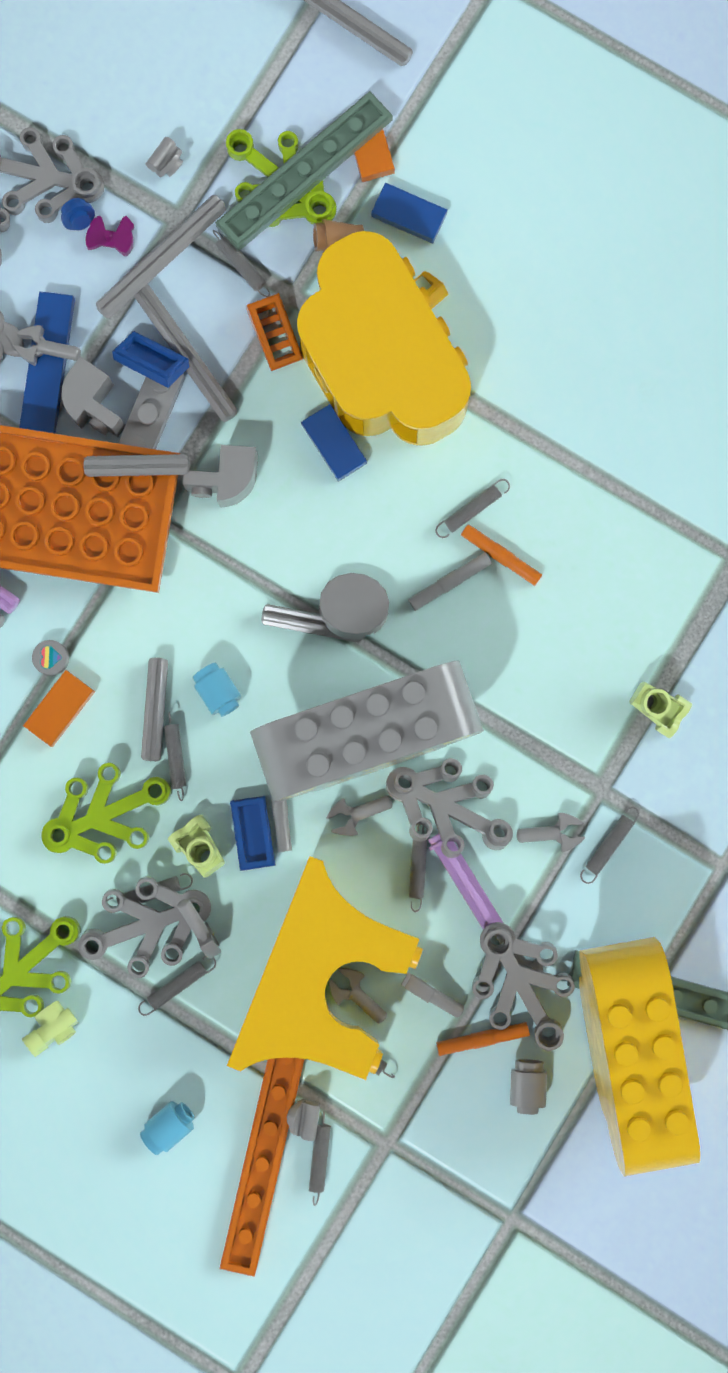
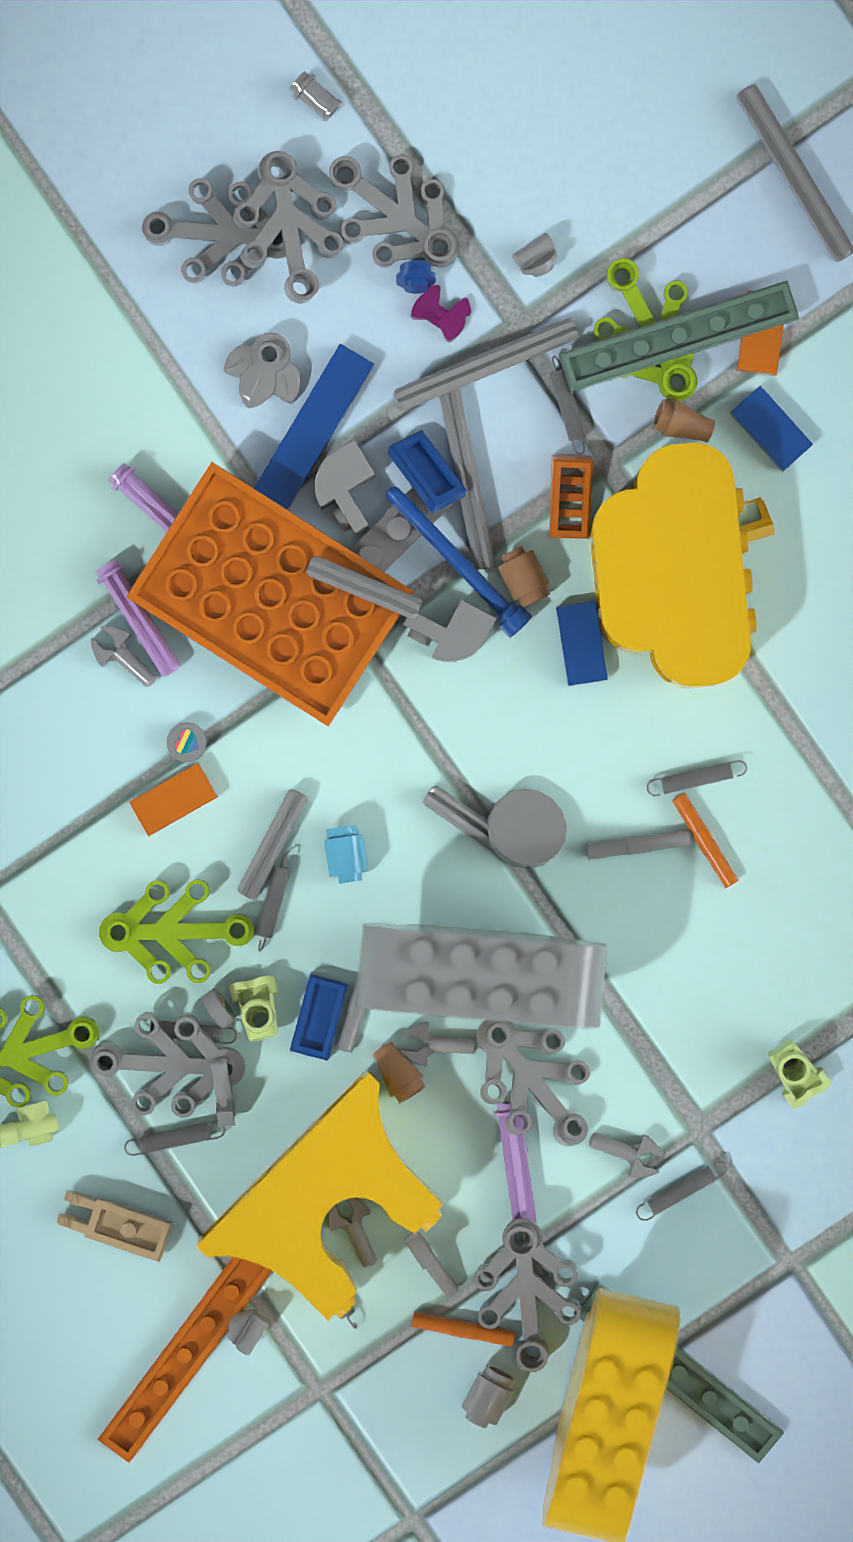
camera: 15 degrees right, 5 degrees up
(43, 346) = (321, 409): light grey bar -> none
(161, 1079) = (119, 1226): none -> tan hinge
(167, 861) = (218, 1008): none -> light grey tile
(167, 1127) = (105, 1277): medium azure brick -> none
(264, 408) = (524, 576): none -> medium nougat brick
(266, 444) = (511, 617): none -> blue piece
(319, 1159) = (244, 1376): light grey piece -> none
(337, 850) = (399, 1074): none -> medium nougat cone
(418, 870) = (472, 1129): light grey piece -> none

